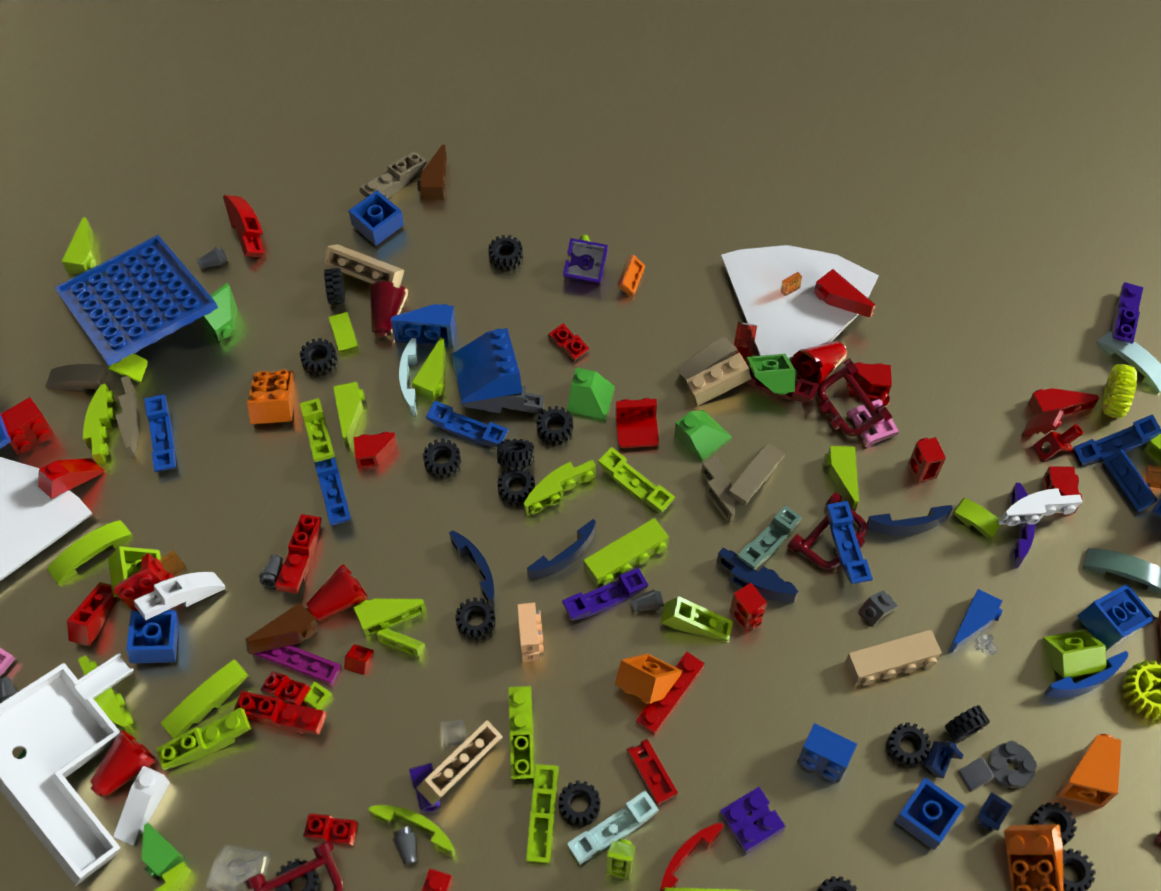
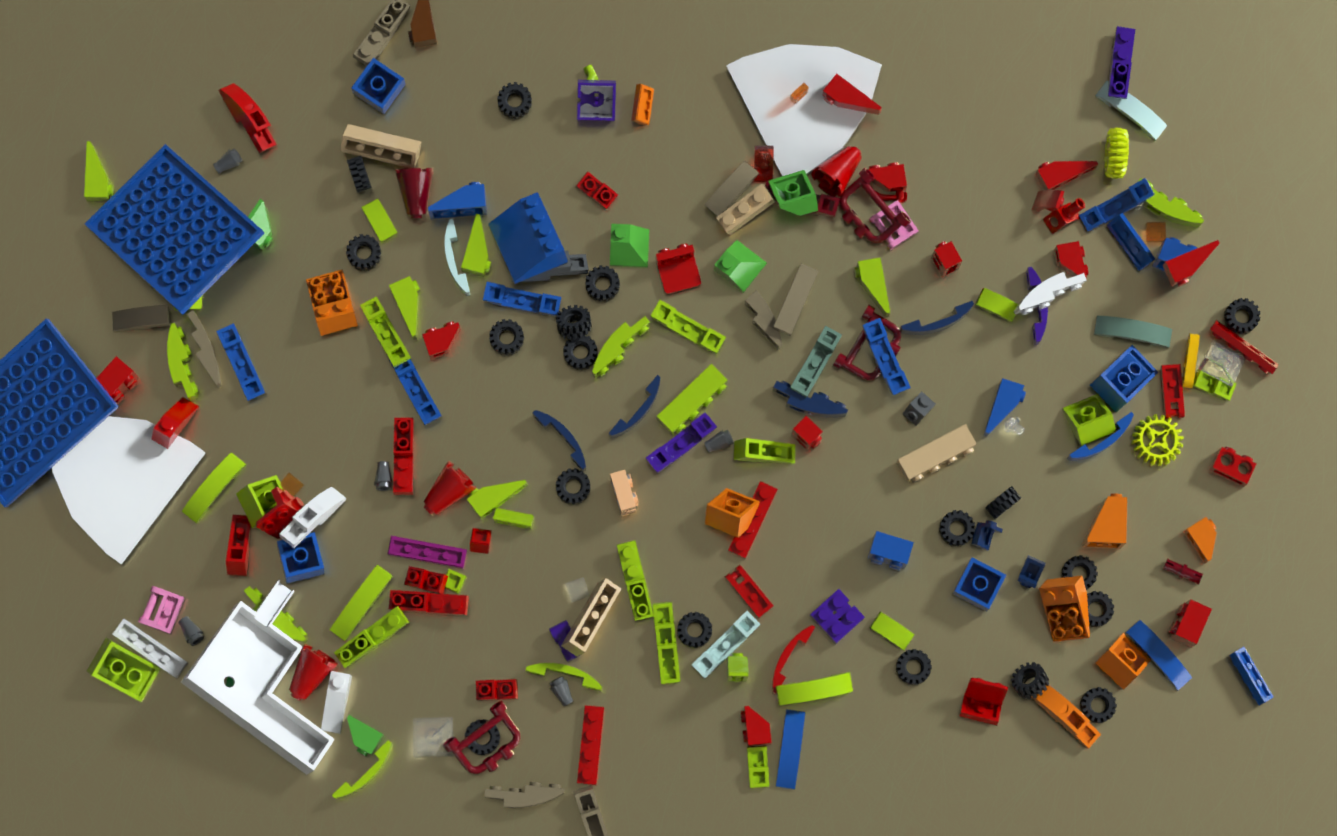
camera: 15 degrees left, 20 degrees up
(286, 630) = (414, 529): reddish brown slope -> none
(816, 850) = (892, 631): none -> lime slope
(976, 774) = (1015, 542): light grey slope -> none
(1020, 756) = (1043, 539): dark grey plate -> none

